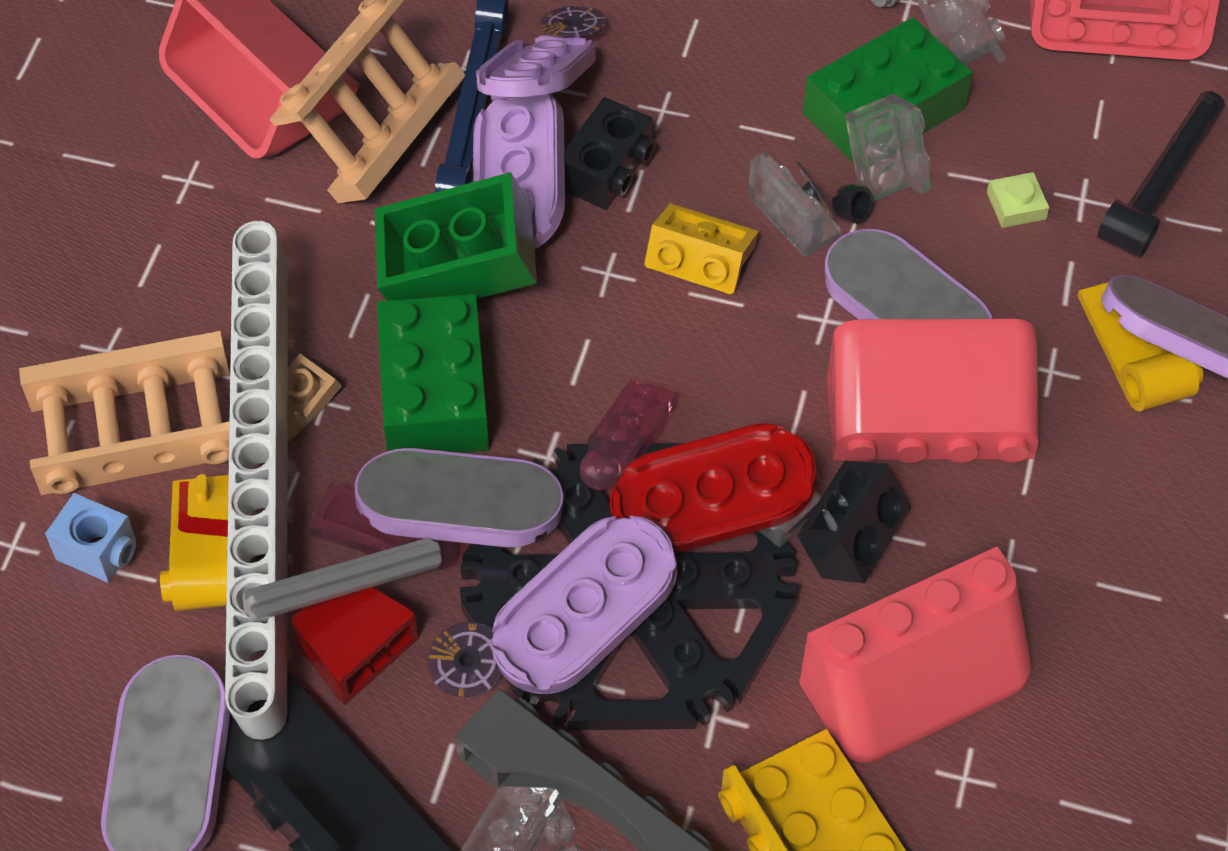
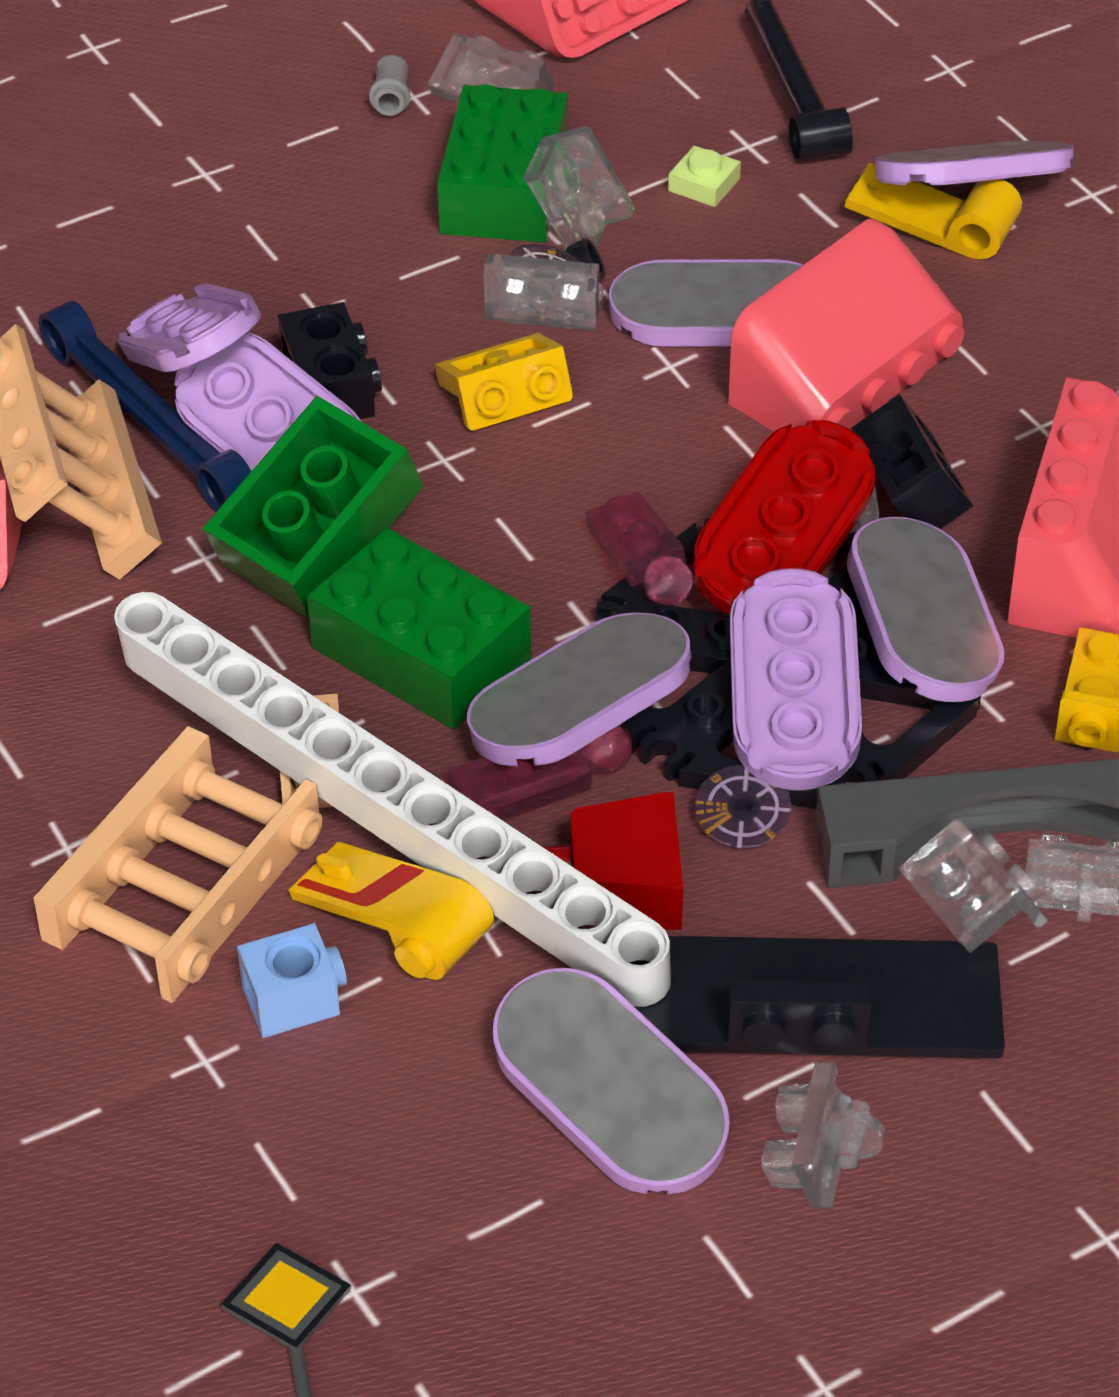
camera: 45 degrees left, 10 degrees down
(341, 579) = (590, 805): light grey axle -> none
(572, 21) = (147, 291): piece -> none
(730, 627) = (925, 608): none -> flat silver tile

